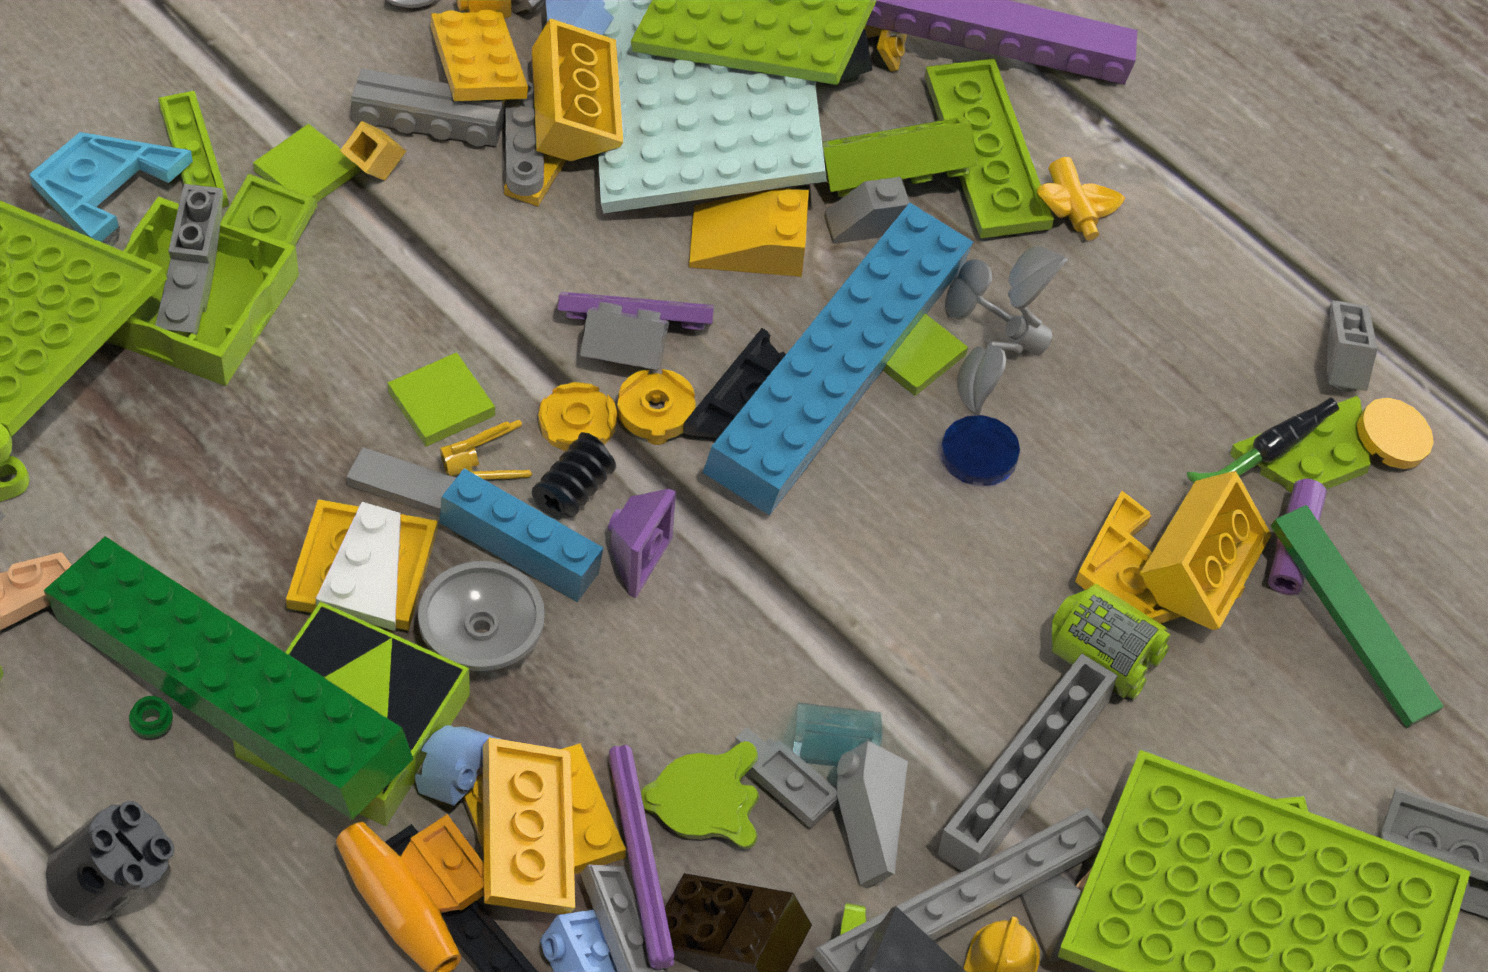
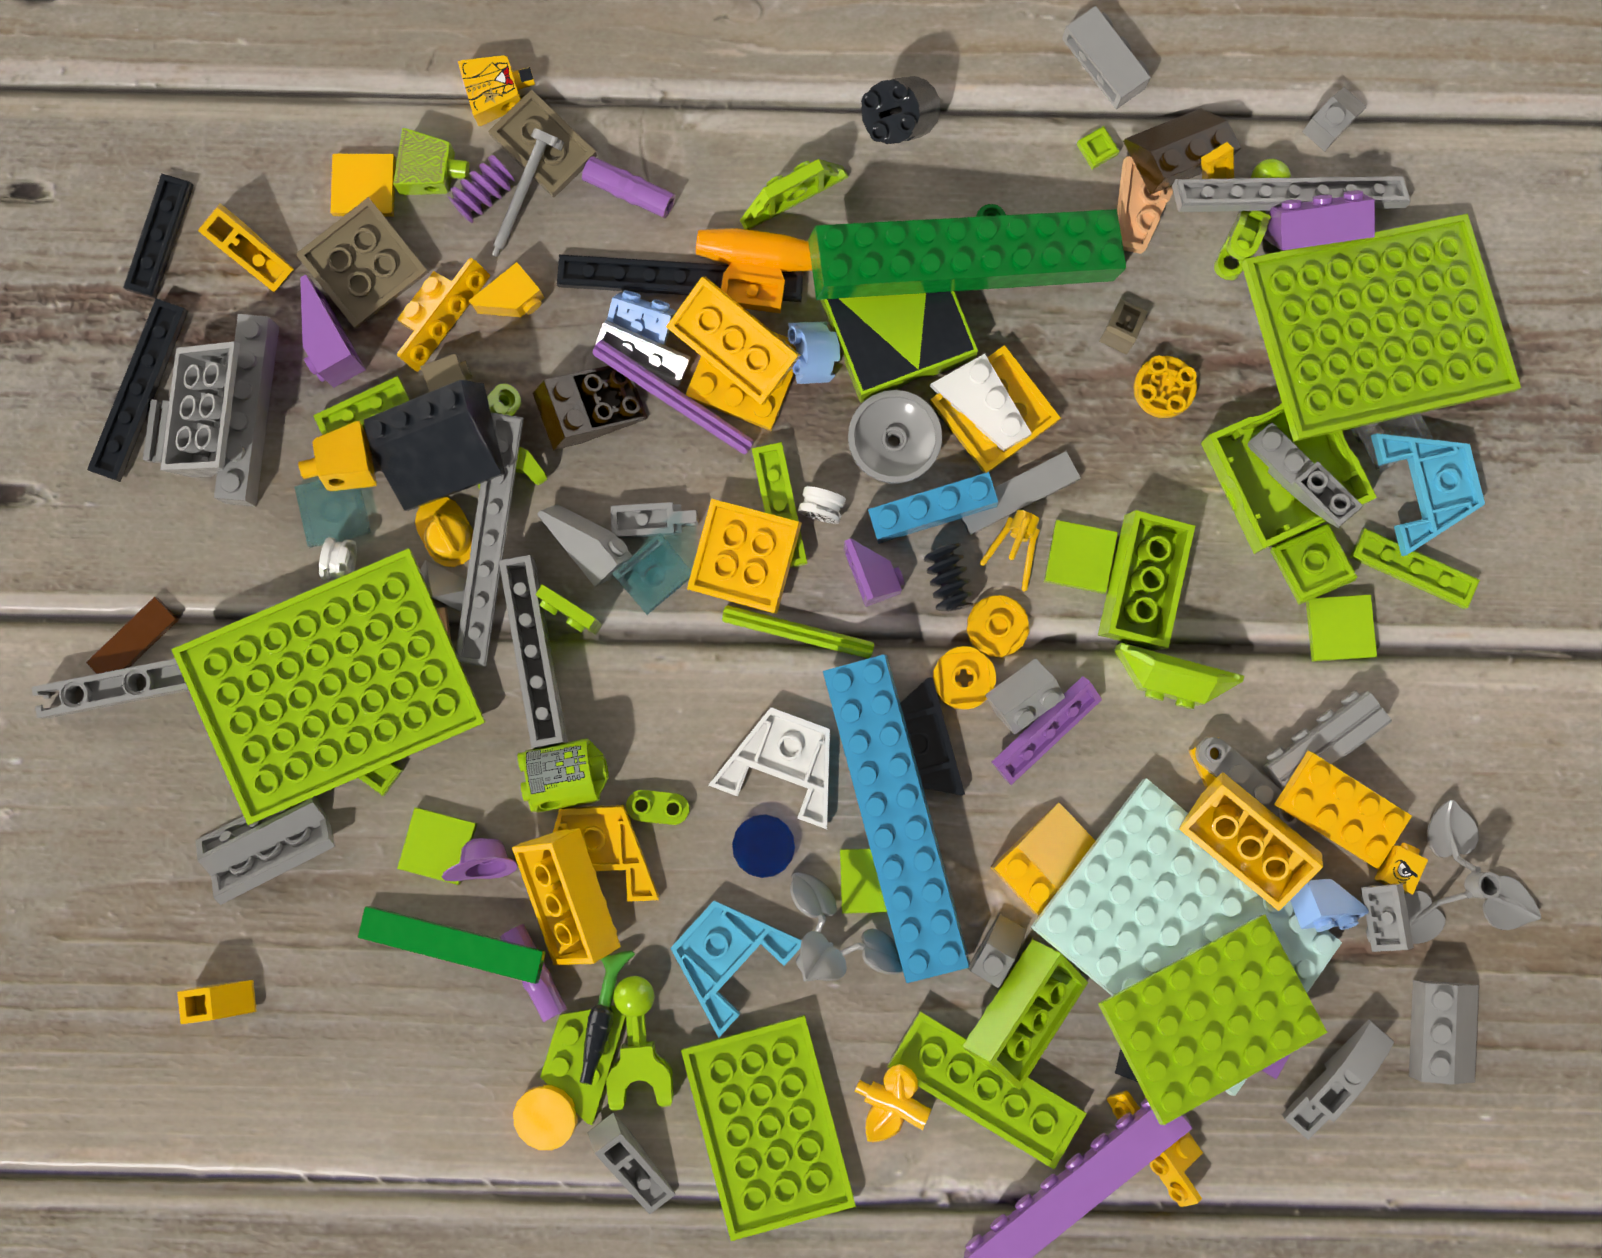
camera: 140 degrees right, 30 degrees up
(164, 515) = (1123, 327): none -> dark tan slope
(195, 446) = (1165, 386): none -> yellow tile
(299, 909) = (788, 191): none -> lime wing
(373, 150) = (1312, 670): yellow brick -> none
(415, 322) = (1146, 580): none -> lime brick
(481, 243) = (1174, 677): none -> lime wedge
(615, 631) = (821, 505): none -> white wheel
(651, 675) = (777, 490): none -> lime plate
(704, 796) = (676, 463): lime tile -> none
(736, 657) = (744, 556): none -> yellow plate
(758, 570) = (798, 631): none -> lime axle
(878, 493) = (788, 750): none -> white wing
(954, 757) = (576, 617): none -> lime plate
(1041, 557) = (657, 807): none -> lime plate
(1103, 414) = (716, 949): none -> medium azure wing
(1199, 272) = (768, 1128): none -> lime plate
(1260, 650) = (481, 860): none -> medium lavender piece
(1264, 402) = (637, 1057): none -> lime piece
(1289, 713) = (434, 843): none -> lime tile

